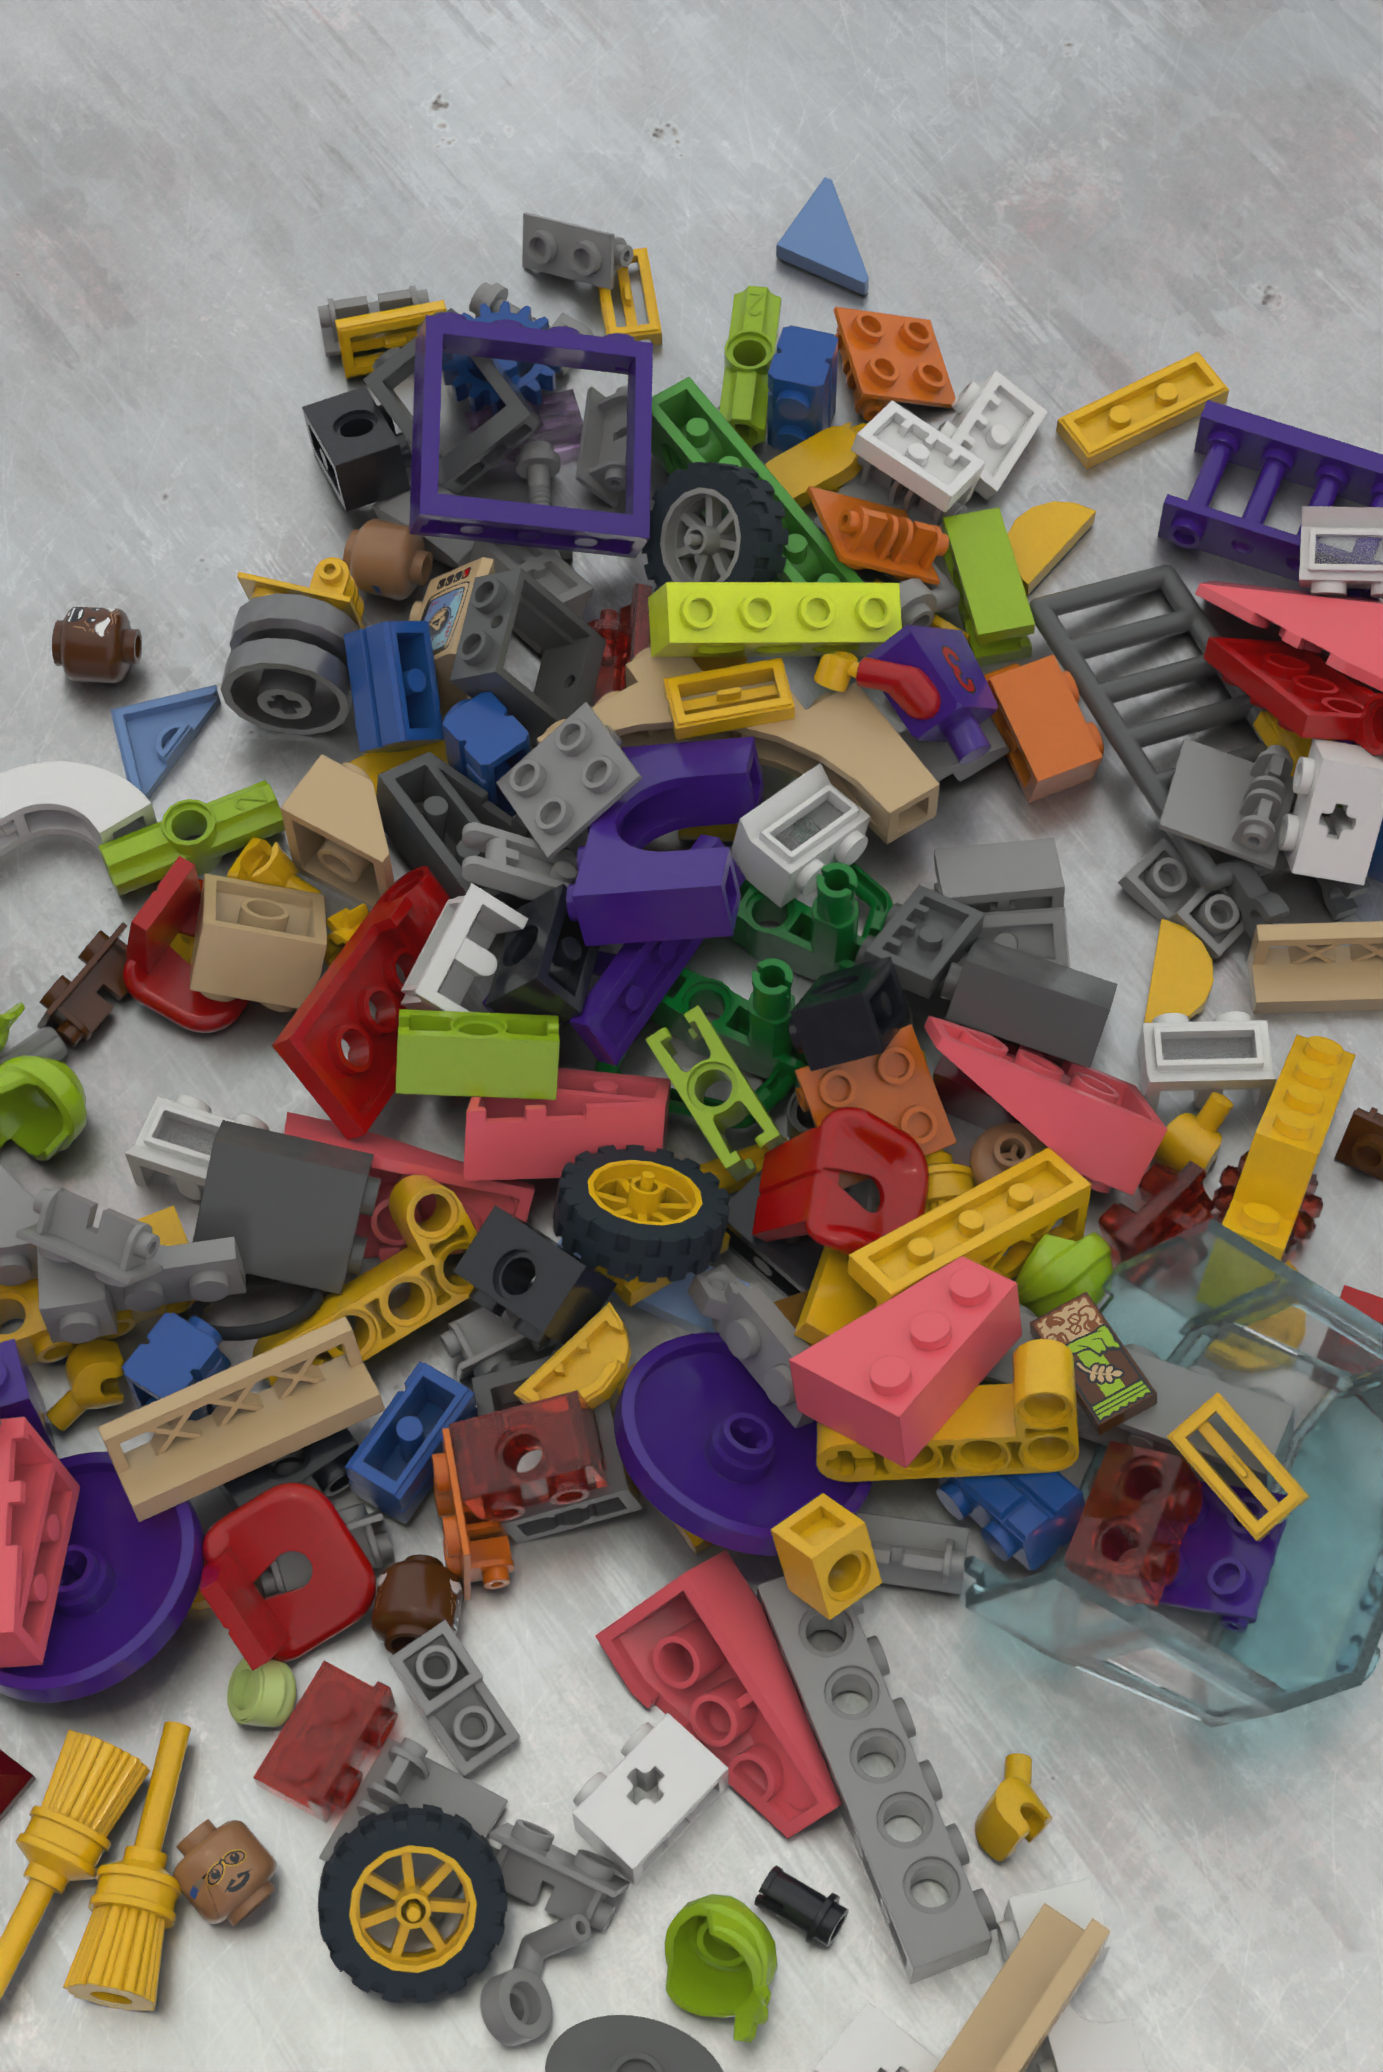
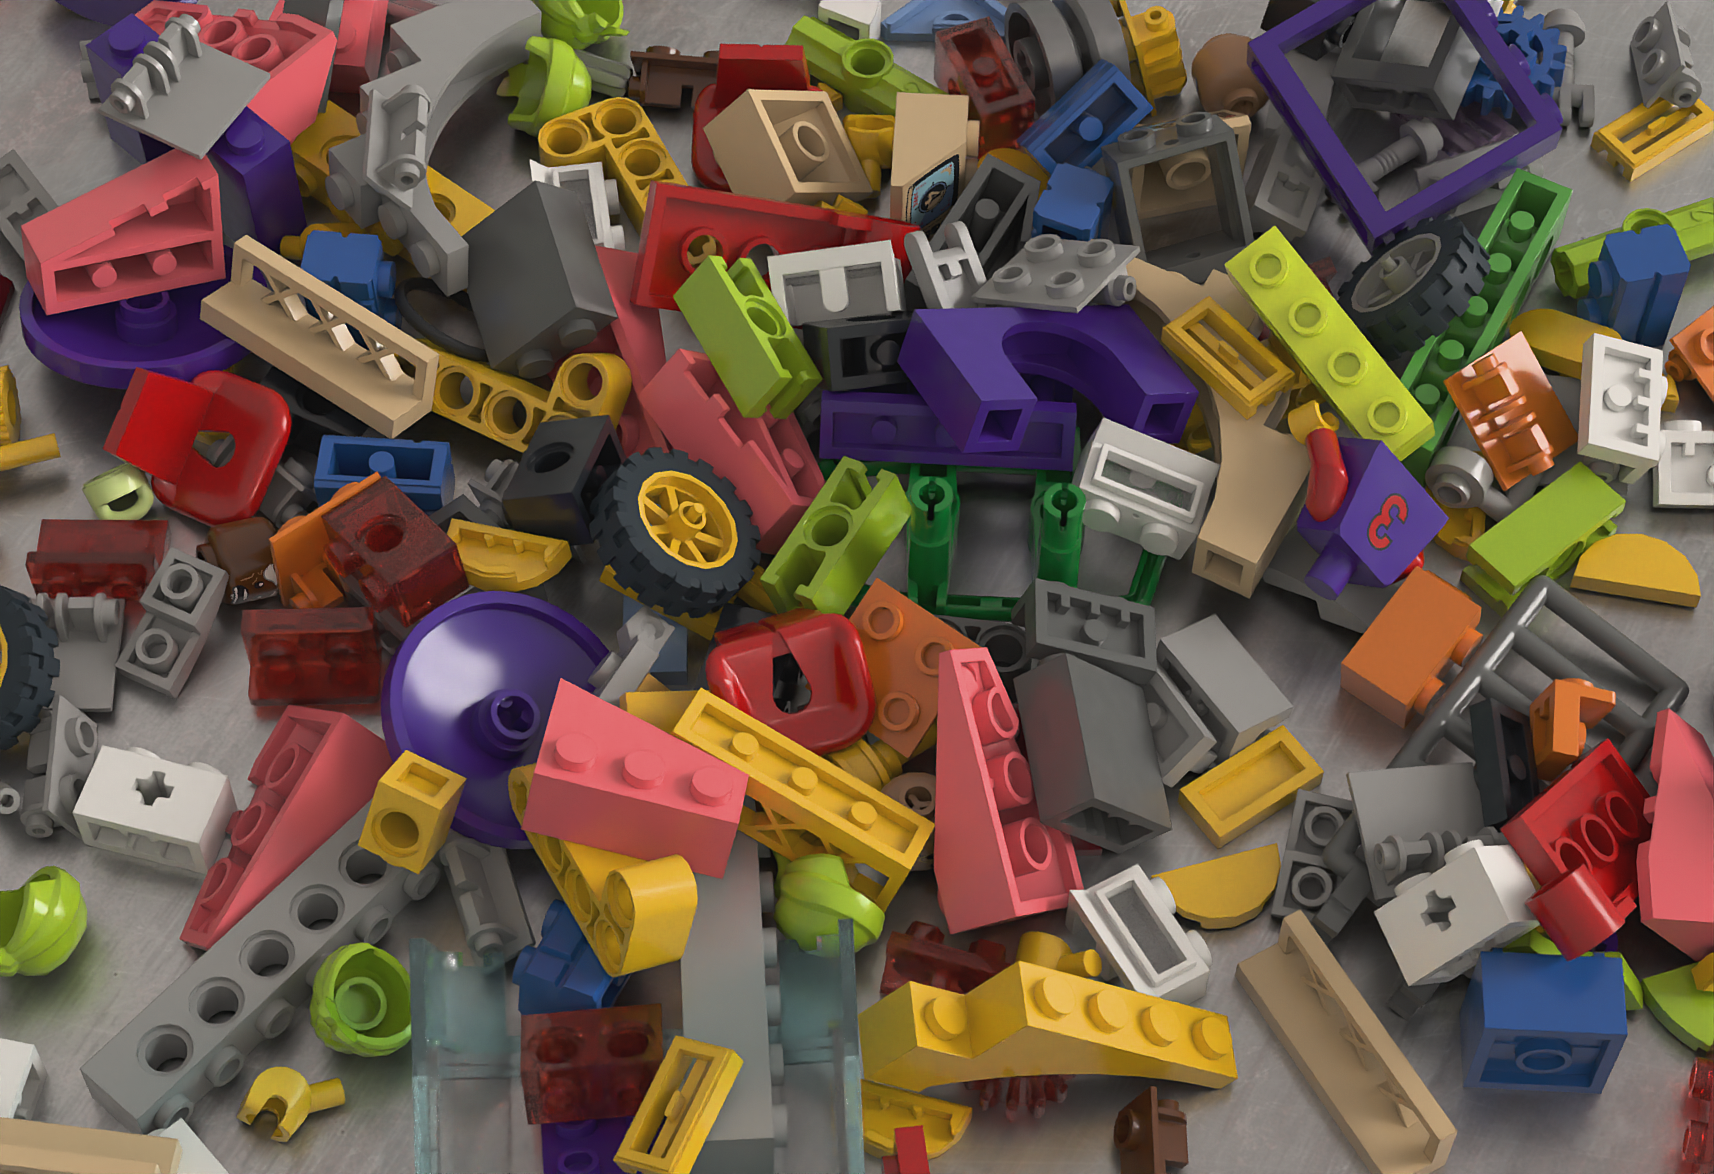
camera: 60 degrees right, 5 degrees down
(215, 1083) = (629, 150): none -> yellow beam
(272, 744) = (977, 64): none -> clear red brick
(567, 1591) = (312, 656): none -> clear red bracket
(802, 1906) = (112, 987): black pin -> none
(849, 1014) = (954, 589): black brick -> none
(962, 1696) = (361, 1001): none -> lime hat
(1095, 914) = (1250, 786): none -> yellow tile
(1106, 1376) = (727, 951): tile -> none
(1185, 662) = (1561, 721): none -> orange bracket
(1208, 719) = (1504, 761): none -> black plate

